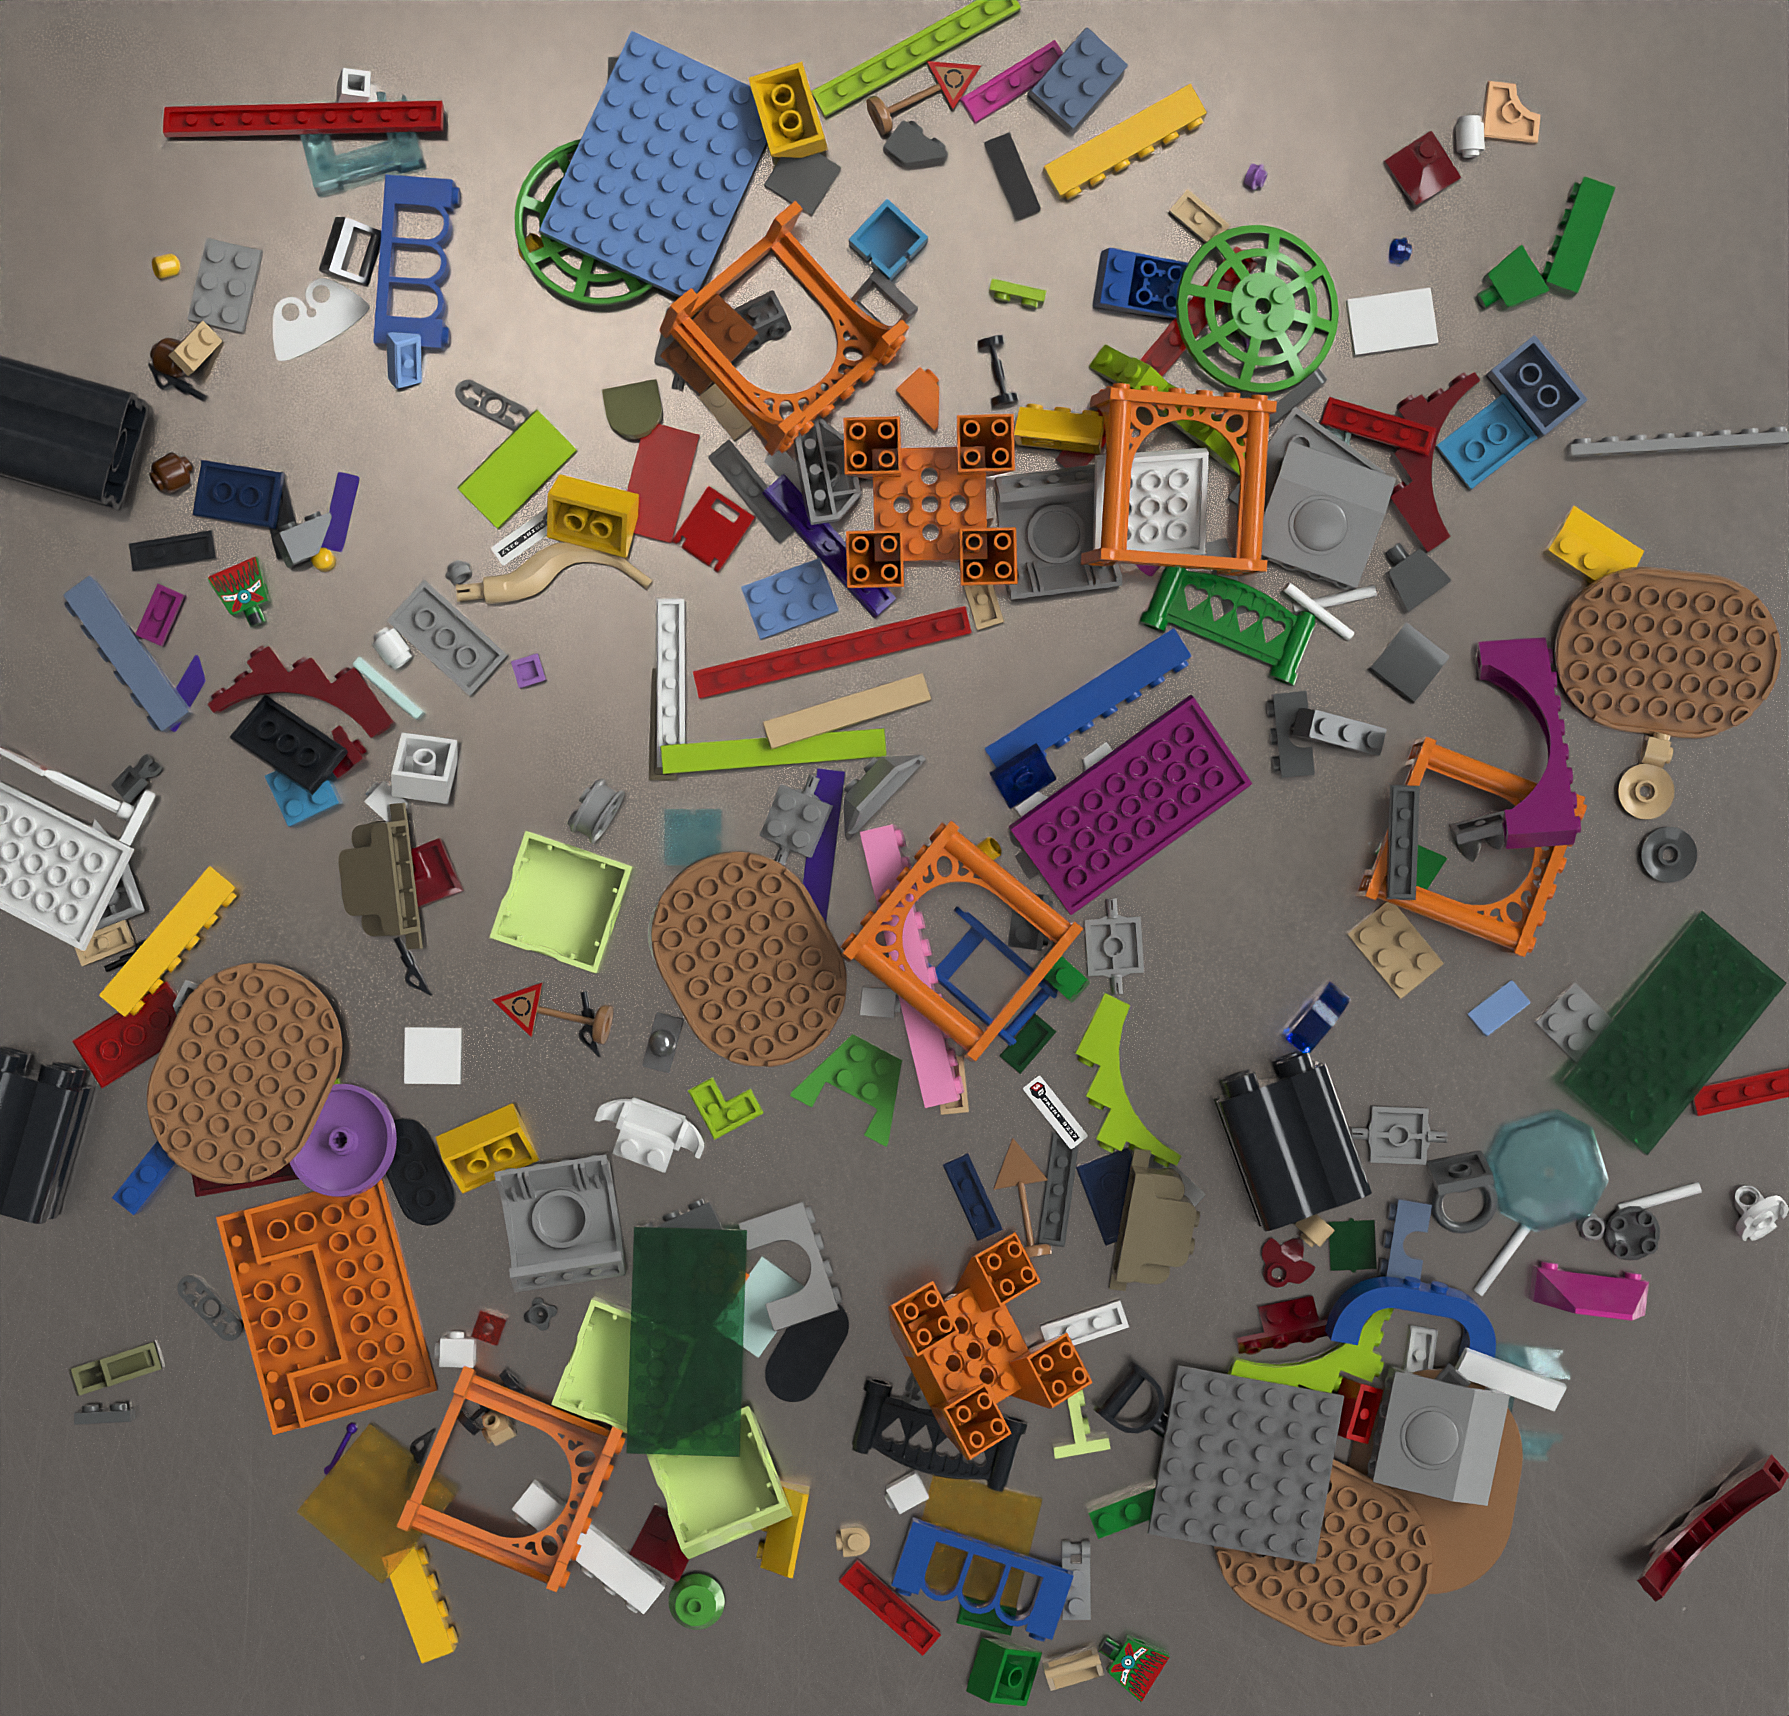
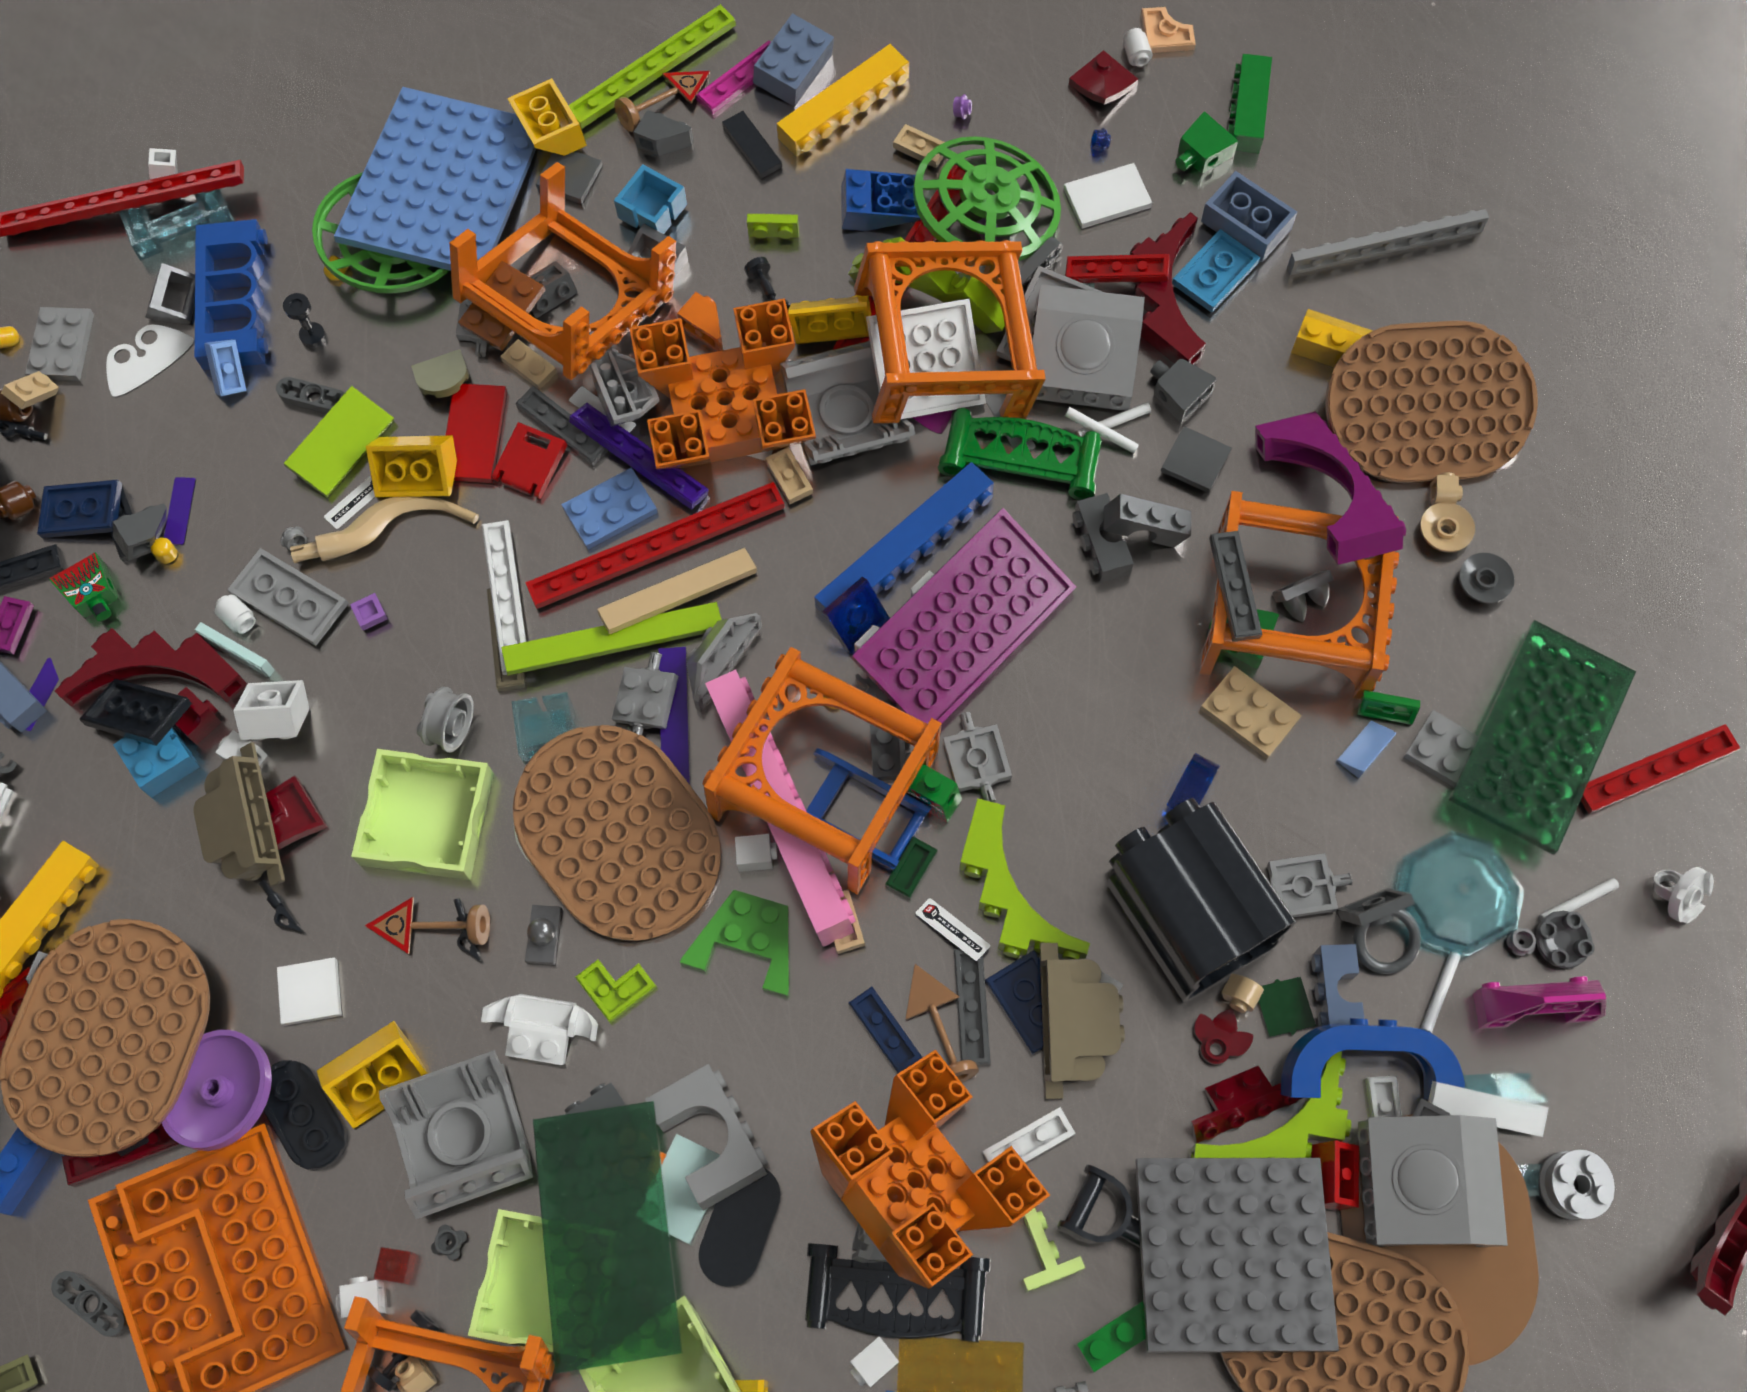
camera: 10 degrees left, 20 degrees down
(495, 323) = (297, 308): none -> black wheel
(1531, 973) = (1388, 707): none -> green tile
(1557, 1449) = (1594, 1184): none -> wheel

